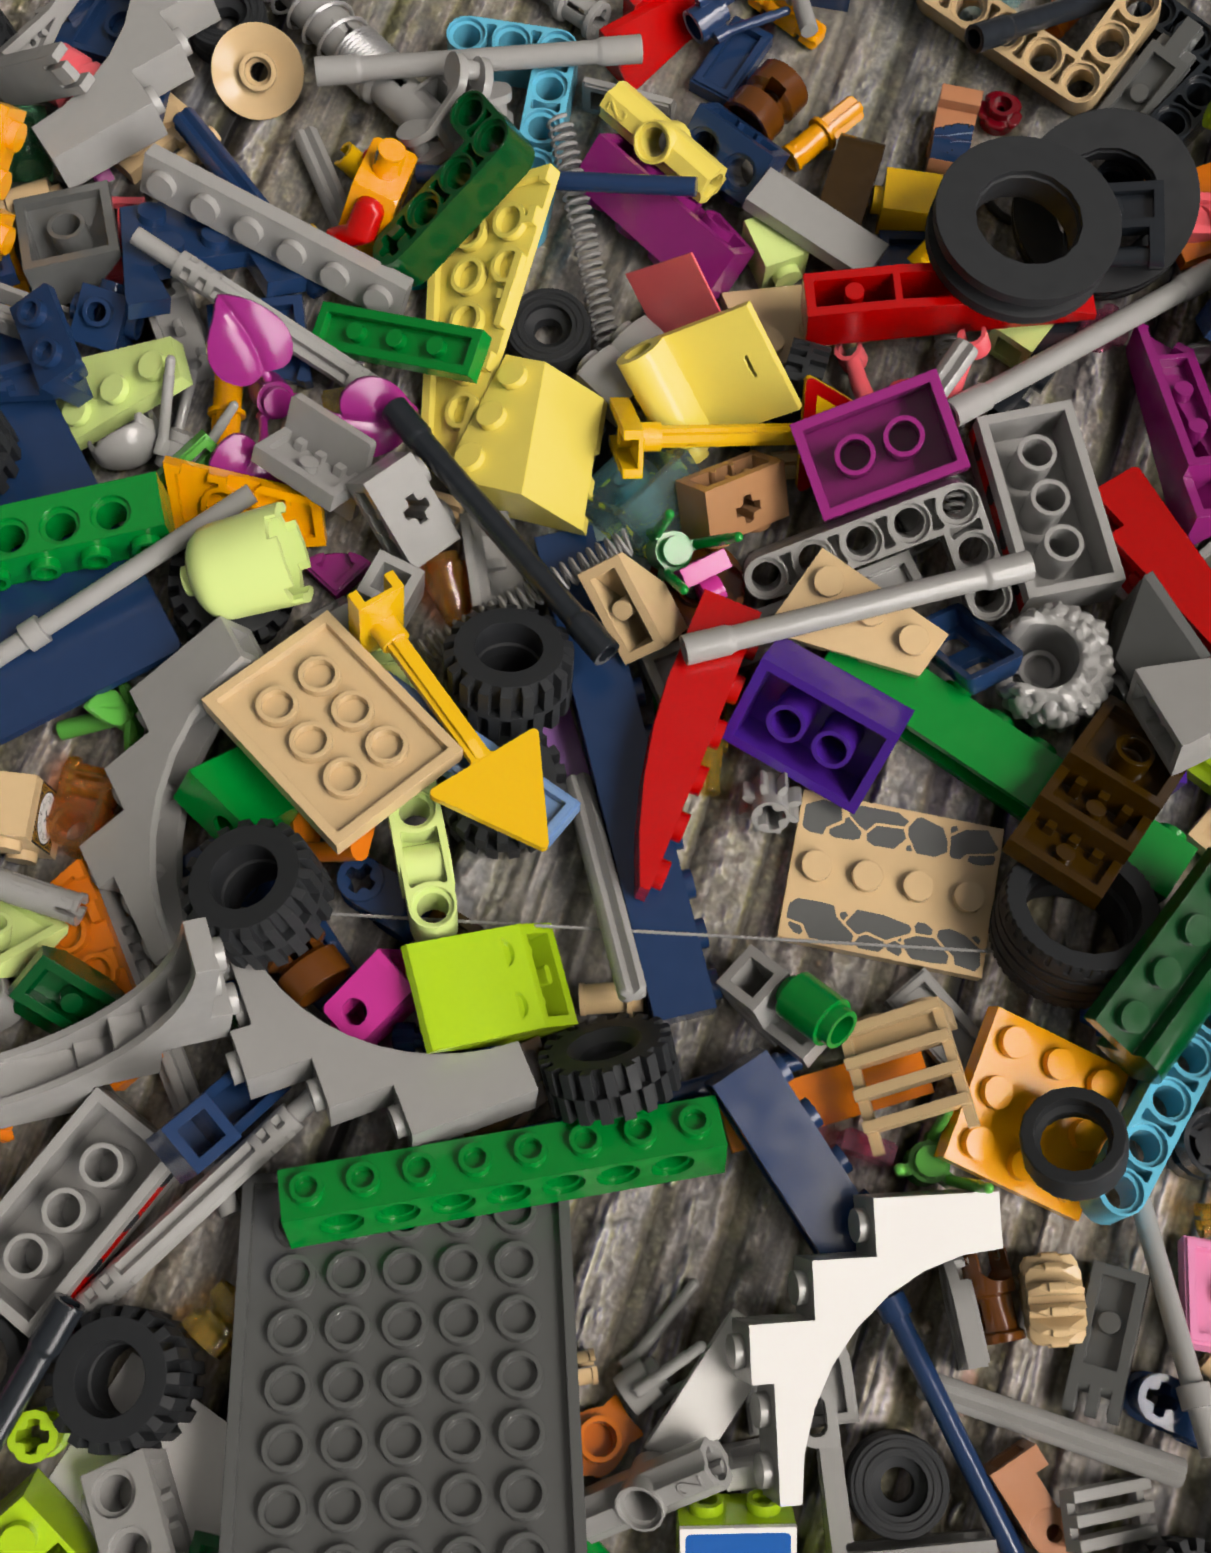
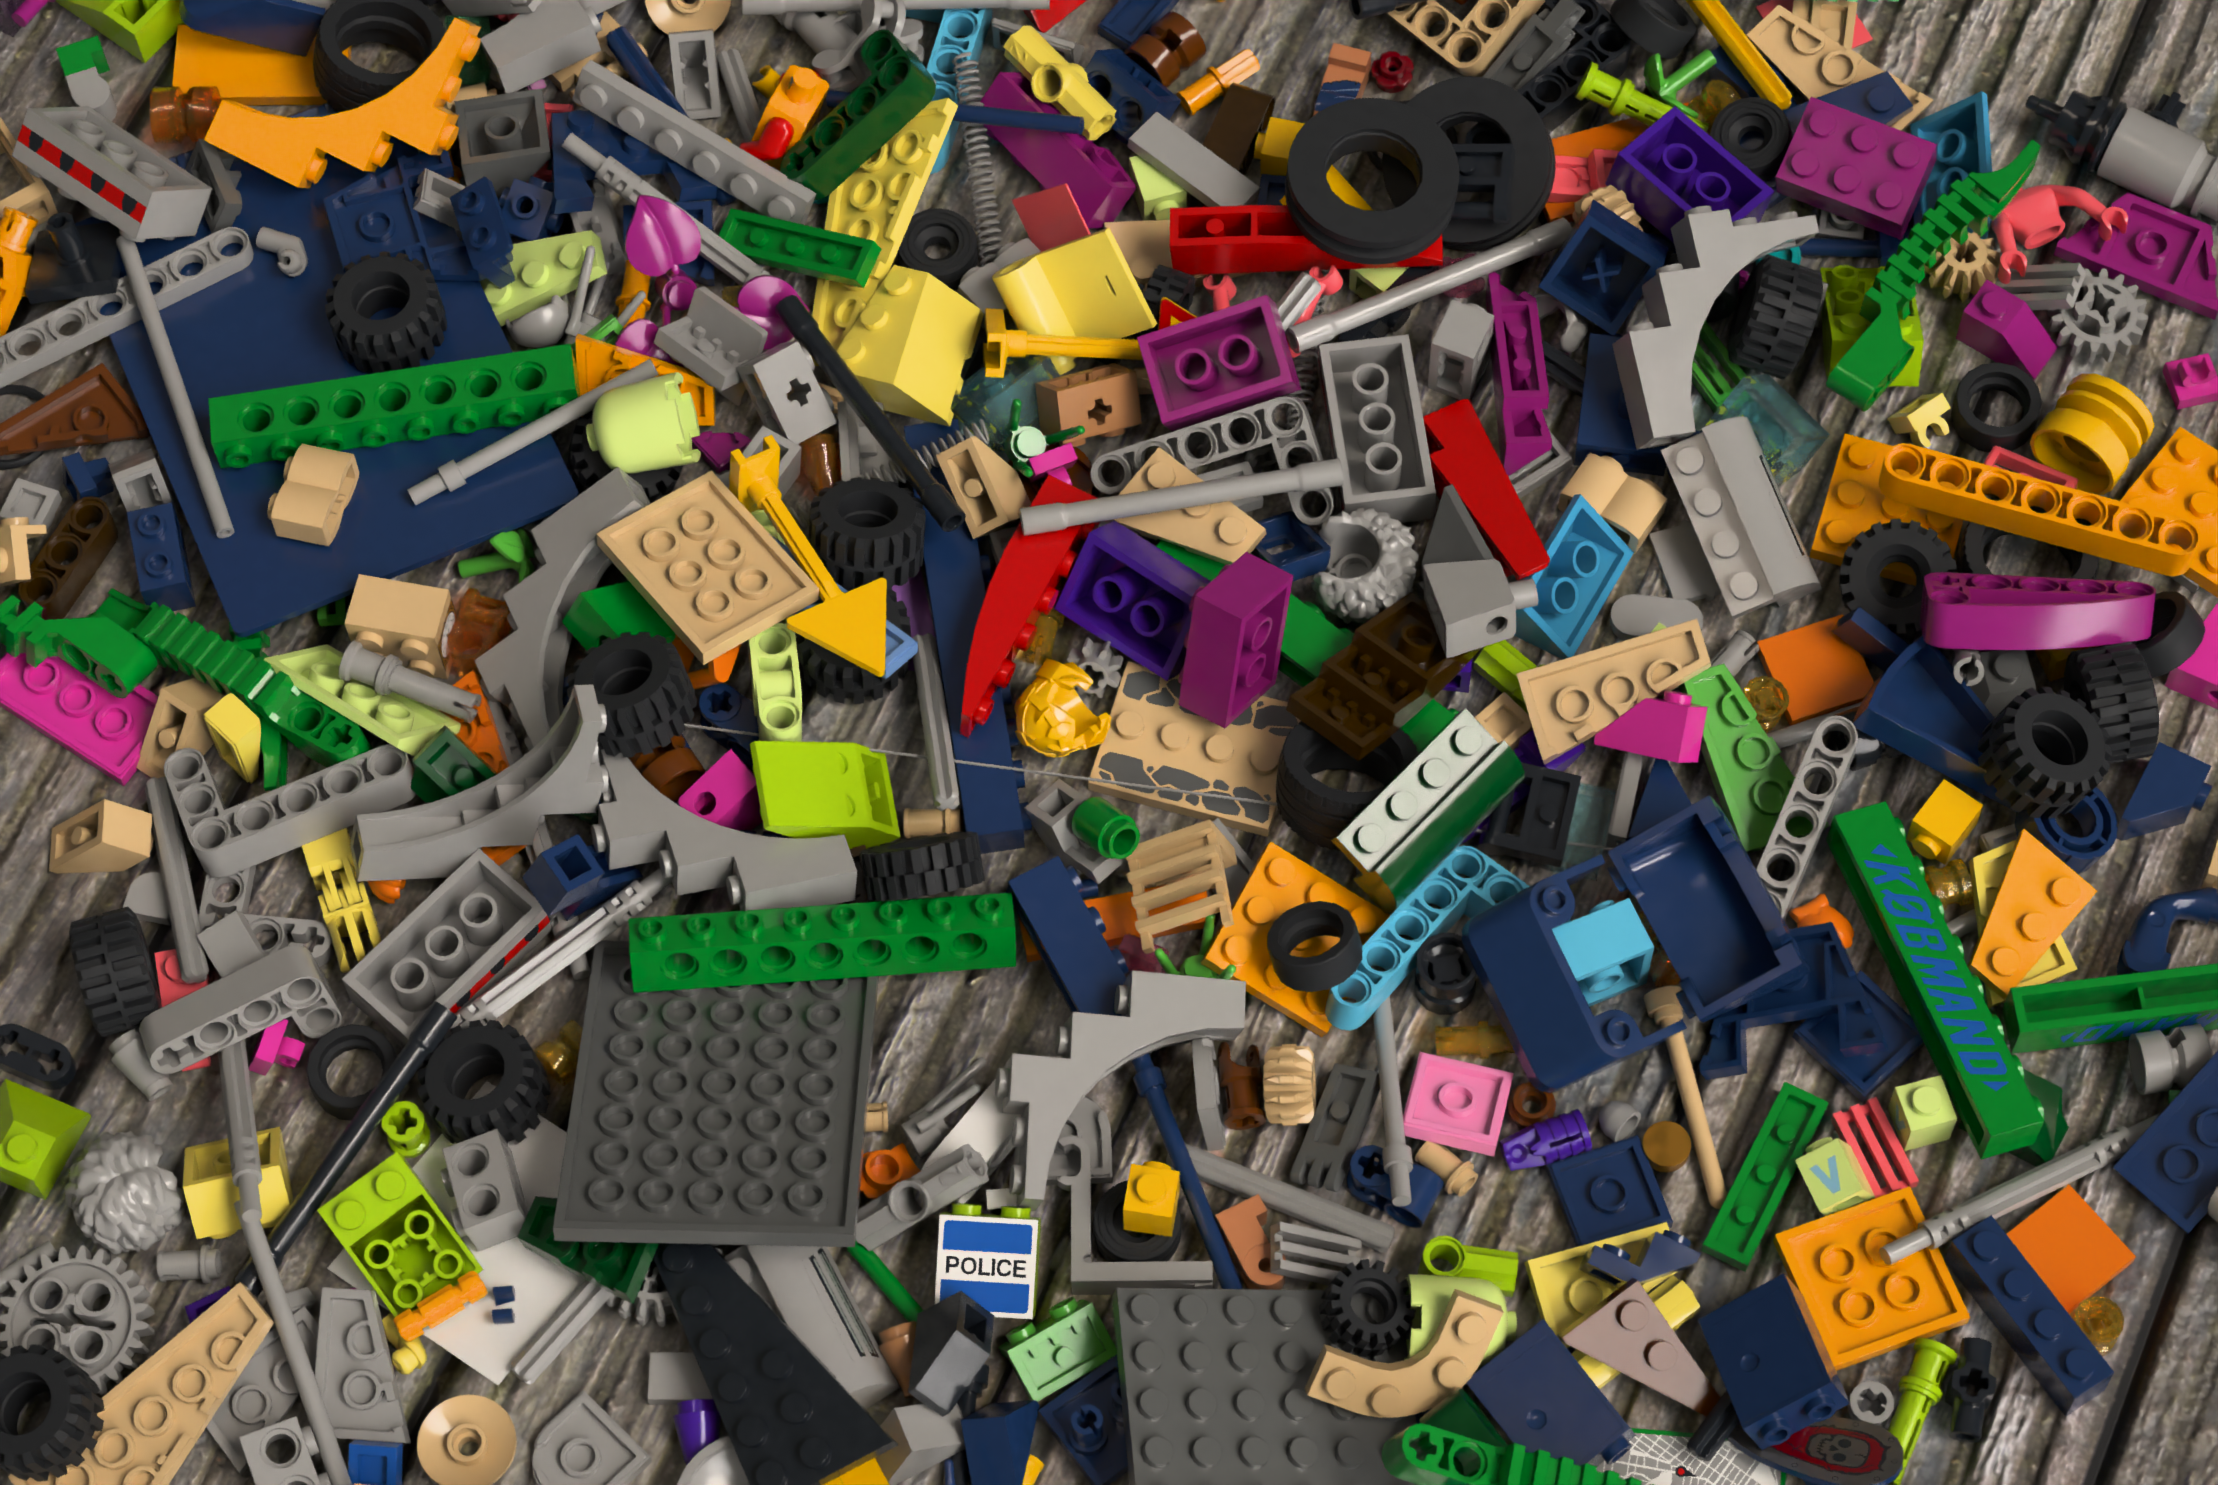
camera: 10 degrees right, 10 degrees down
(273, 153) = (696, 73): none -> light grey slope
(736, 868) = (1053, 715): none -> yellow helmet
(922, 1475) = (1151, 1198): none -> yellow brick
(933, 768) = (1234, 639): none -> magenta brick
(1125, 411) = (1460, 350): none -> light grey brick

